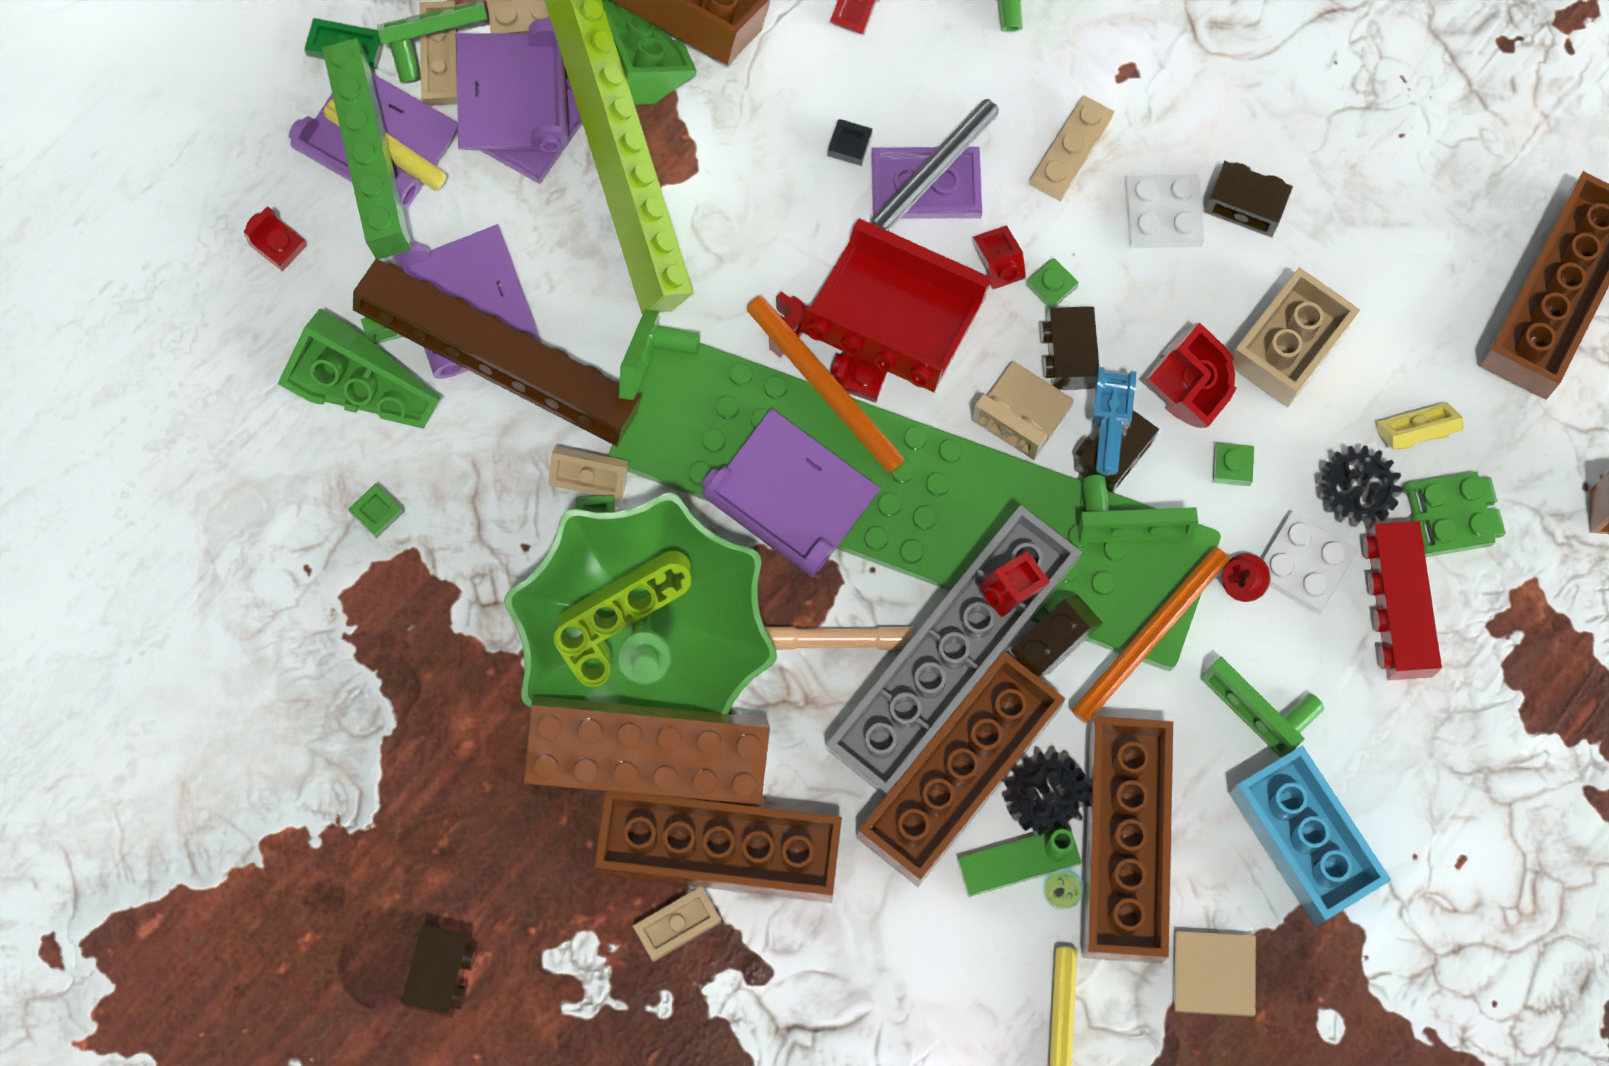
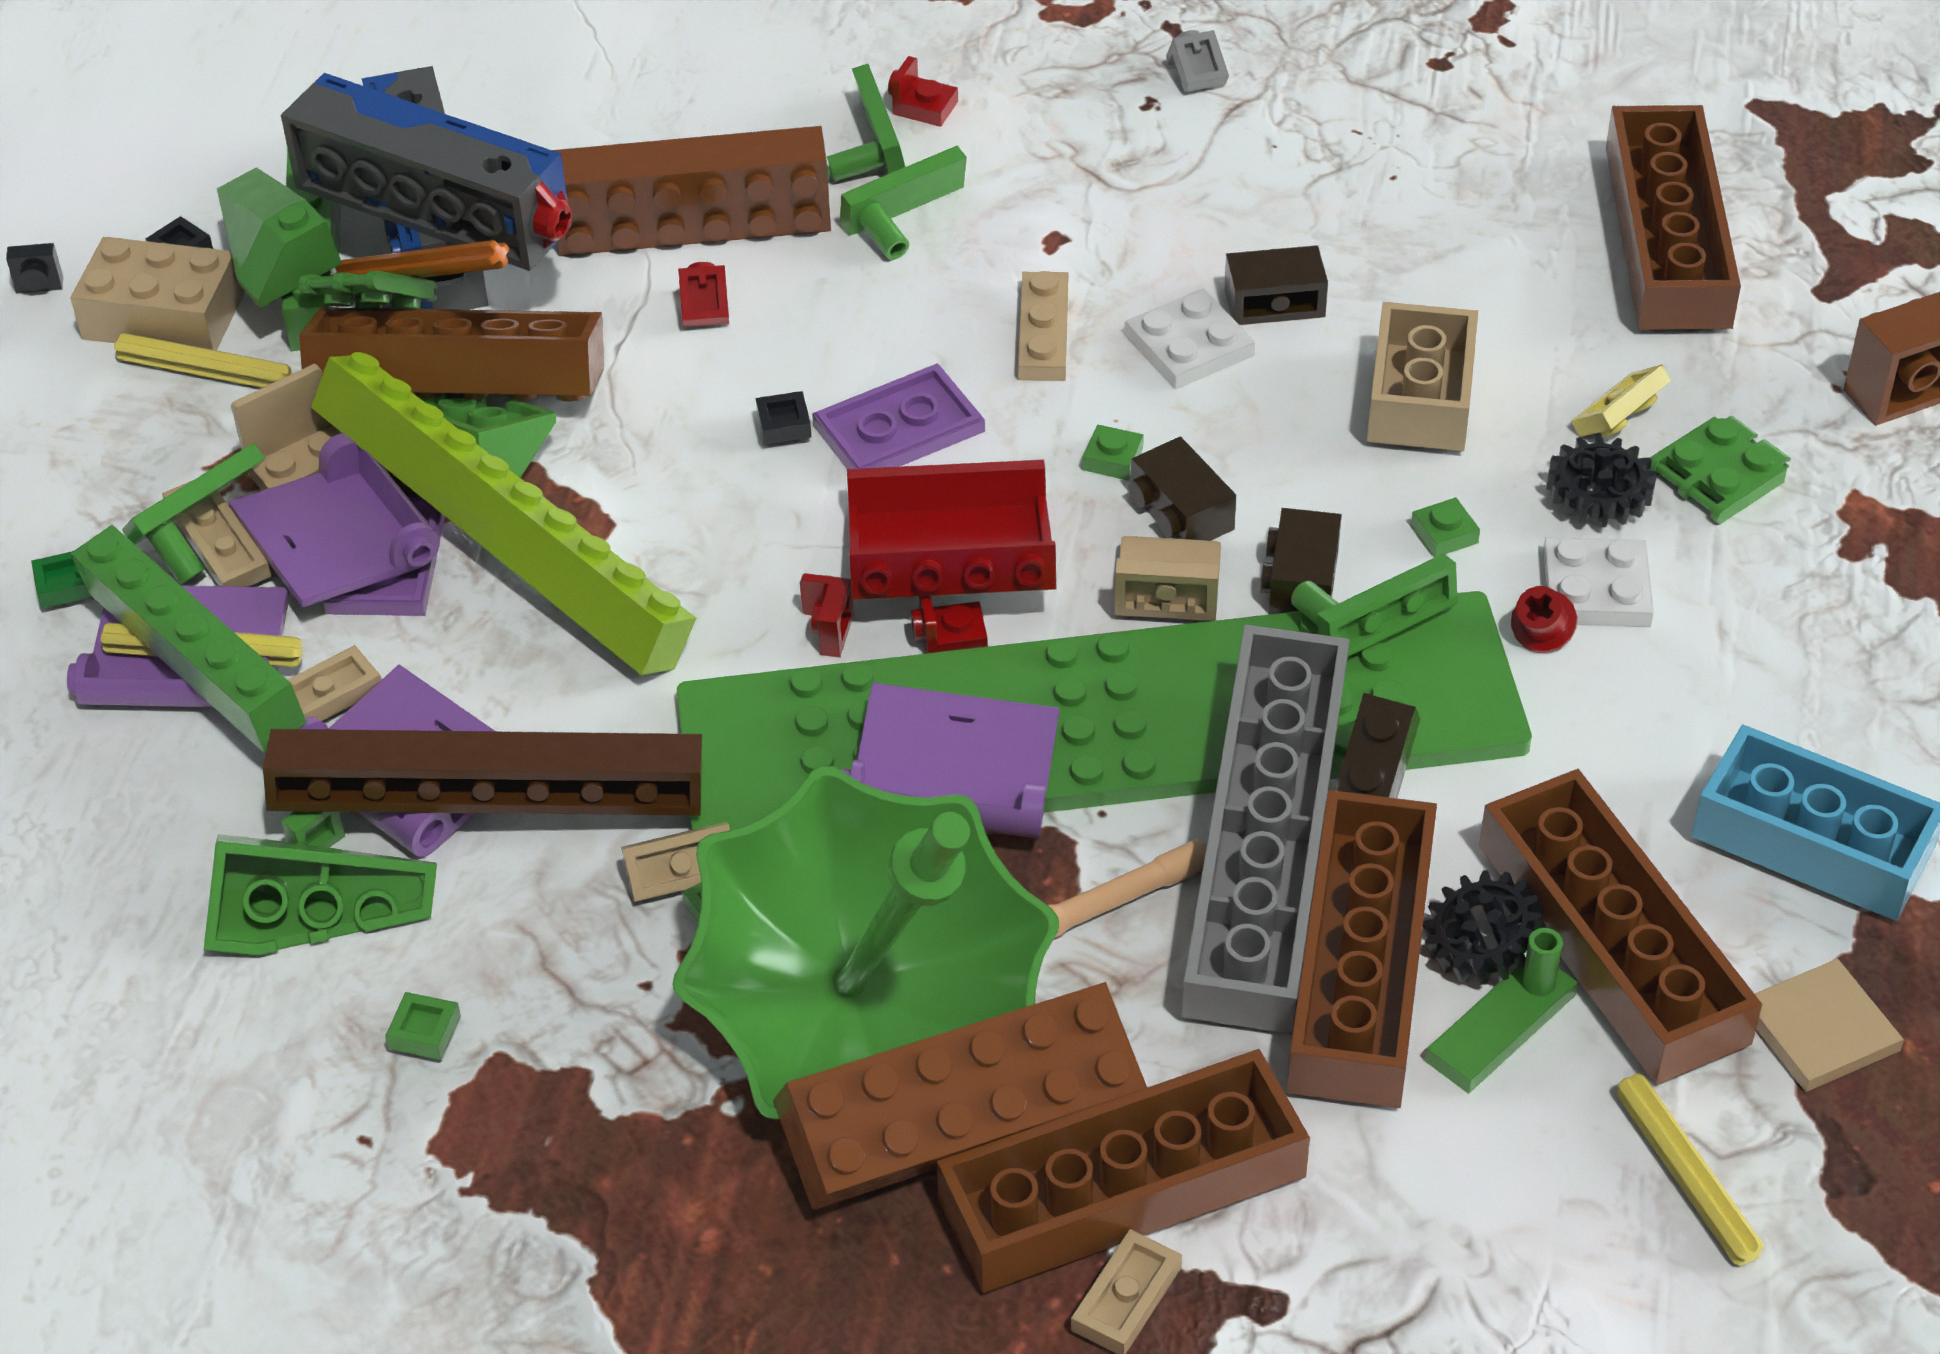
camera: 25 degrees left, 25 degrees down
(273, 239) = (107, 805): red bracket -> none
(443, 218) = (334, 683): none -> tan plate
(628, 611) = (839, 934): lime beam -> none
(641, 348) = (675, 687): bright green piece -> none
(825, 384) = (921, 634): orange axle -> none
(935, 165) = (902, 389): axle -> none
(1001, 256) = (1037, 441): red bracket -> none
(1013, 583) = (1293, 699): red bracket -> none
(1063, 889) = (1576, 1025): clear light blue tile -> none
(1112, 410) = (1279, 510): dark azure connector -> none
(1150, 635) = (1481, 717): orange axle -> none
(1194, 377) = (1342, 457): red brick -> none
(1278, 732) = (1655, 734): bright green piece -> none
(1402, 601) = (1735, 562): red brick -> none

